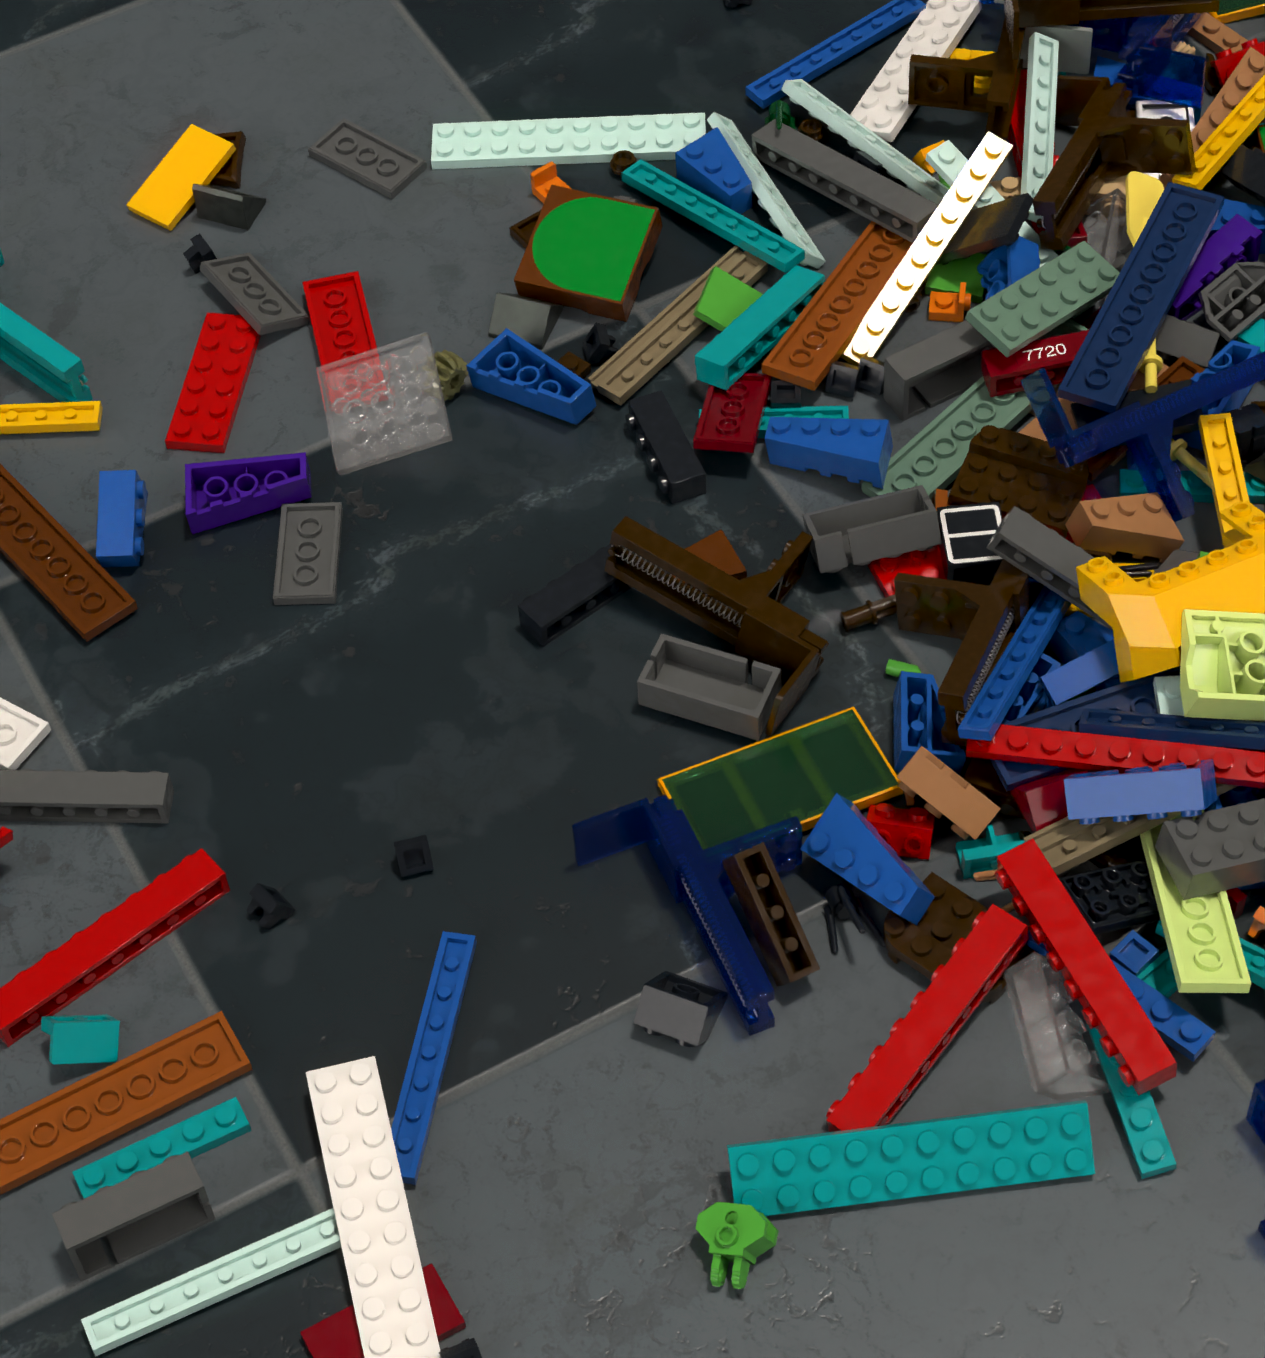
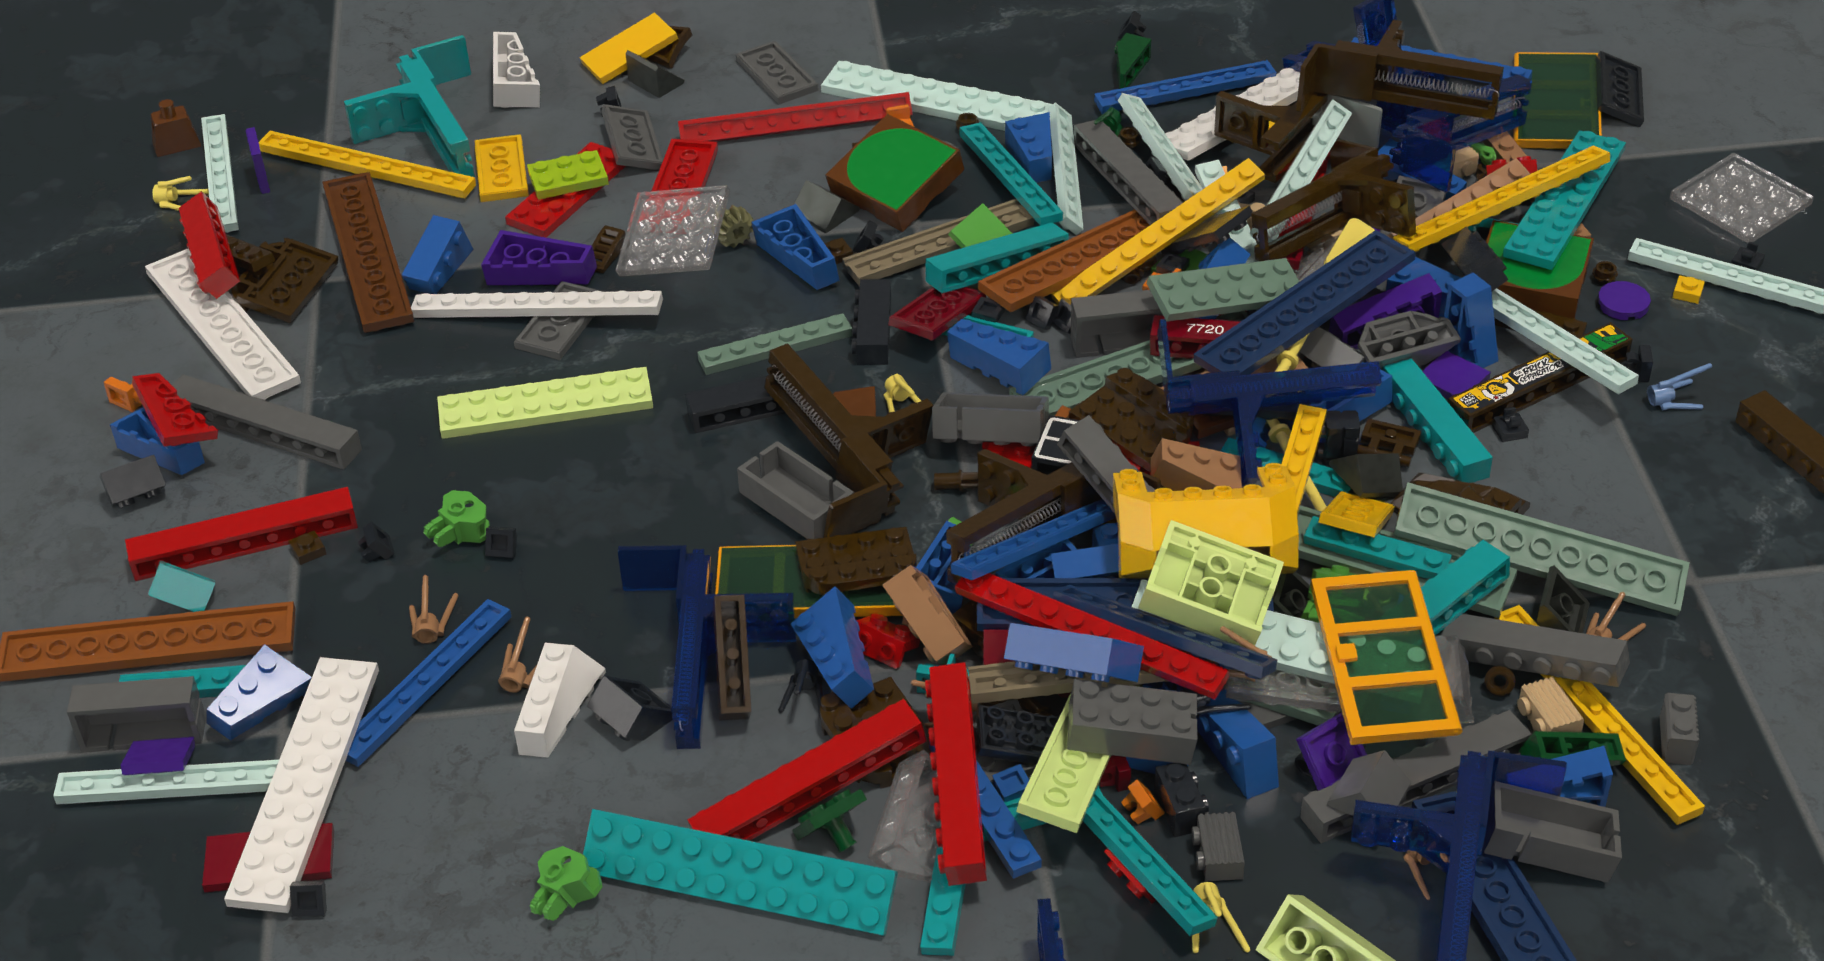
camera: 20 degrees right, 10 degrees down
(62, 252) = (512, 77): none -> white wedge
(120, 378) = (501, 168): none -> yellow tile
(185, 1256) = (158, 756): none -> dark purple tile
(189, 936) = (307, 547): none -> dark brown plate
(211, 365) = (567, 174): none -> lime plate
(254, 1136) = (256, 692): none -> wedge
(273, 544) = (537, 304): none -> white plate
(309, 431) = (607, 246): none -> dark brown slope
(351, 664) = (544, 402): none -> yellowish green plate
(353, 845) = (457, 521): none -> bright green hinge
(392, 988) = (426, 626): none -> medium nougat plant
(424, 216) = (791, 118): none -> red plate
(526, 1013) = (514, 672): none -> medium nougat plant
(569, 508) = (758, 347): none -> sand green plate
(588, 1014) = (554, 697): none -> white wedge
(743, 523) = (898, 390): none -> light yellow plant
(756, 30) = (1132, 56): none -> dark green slope
(823, 749) = (854, 559): none -> dark brown plate
(948, 278) = (1170, 262): none -> black tile
(973, 1062) = (831, 819): none -> dark green plate
(1197, 41) = (1485, 153): none -> bright green arm

